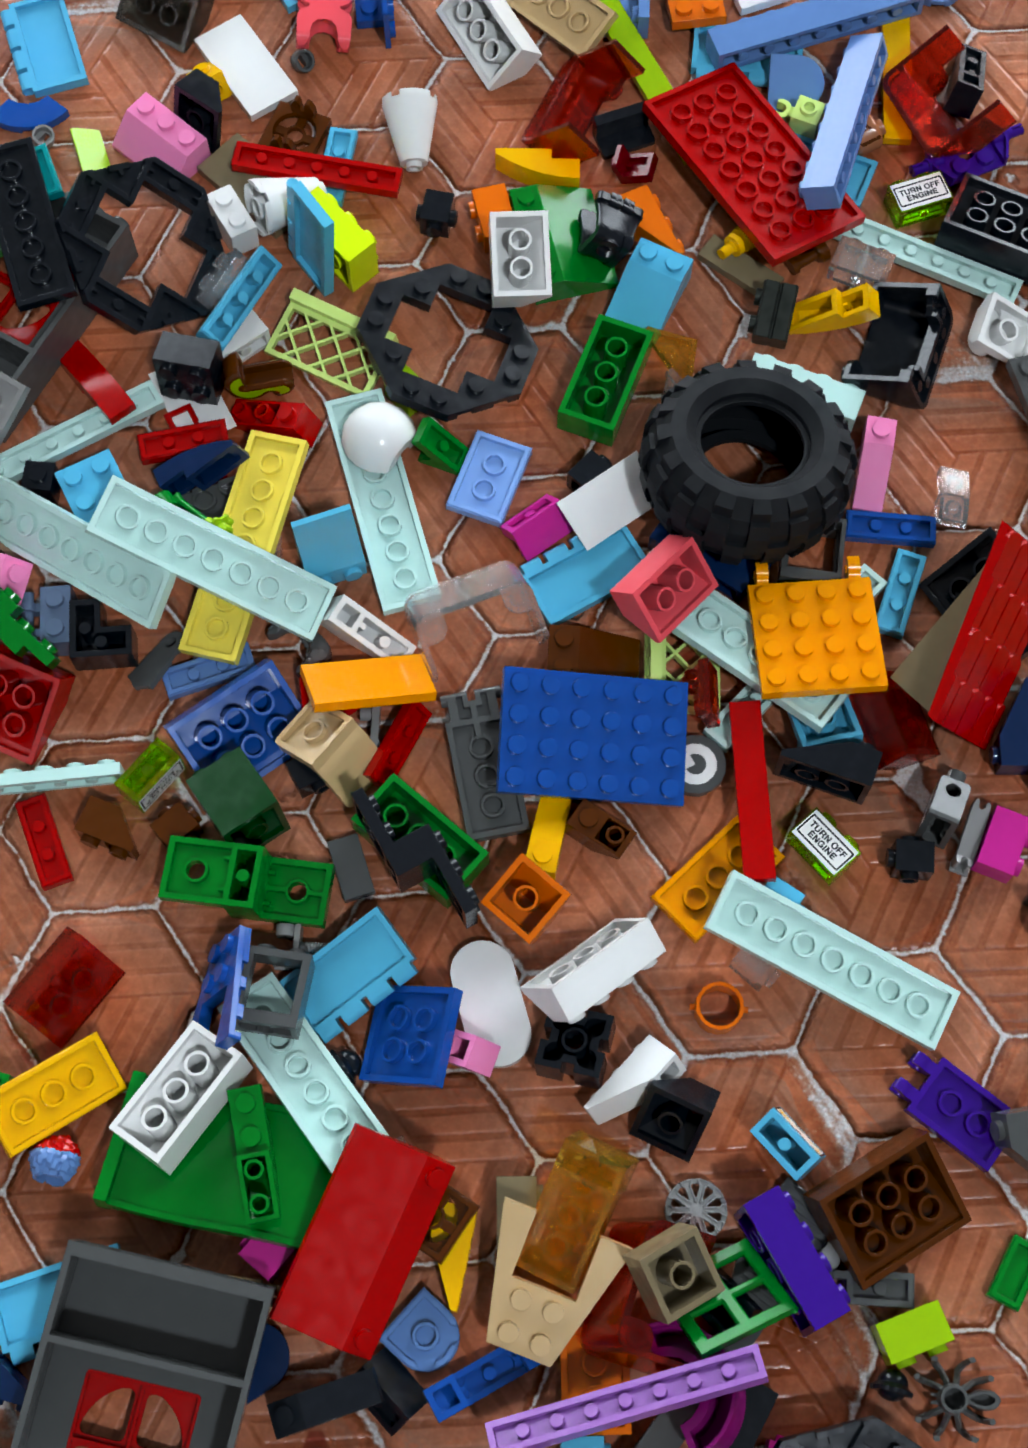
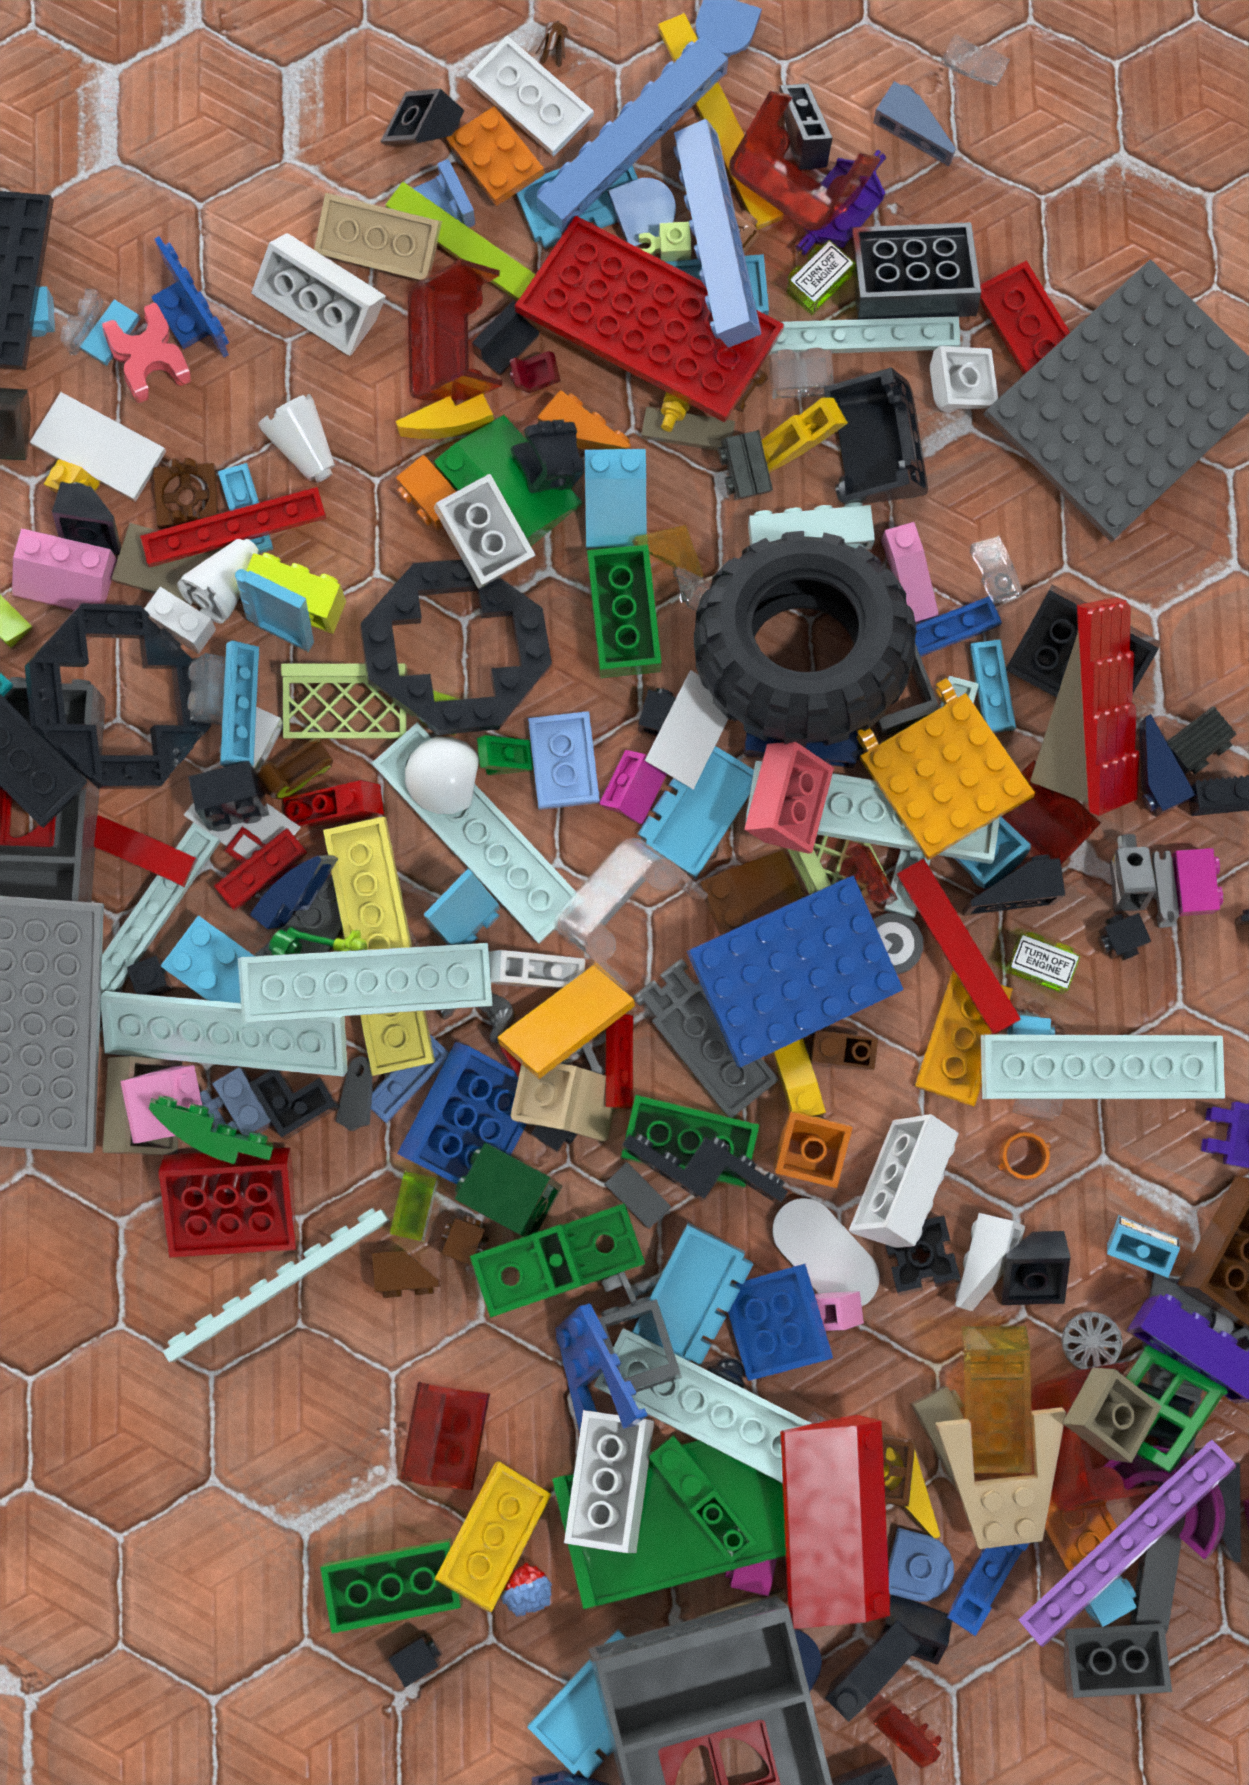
camera: 30 degrees left, 10 degrees up
(44, 842) = (348, 1313): red tile -> none
(305, 57) = (152, 408): dark grey hinge -> none
(437, 213) = (373, 516): black brick -> none

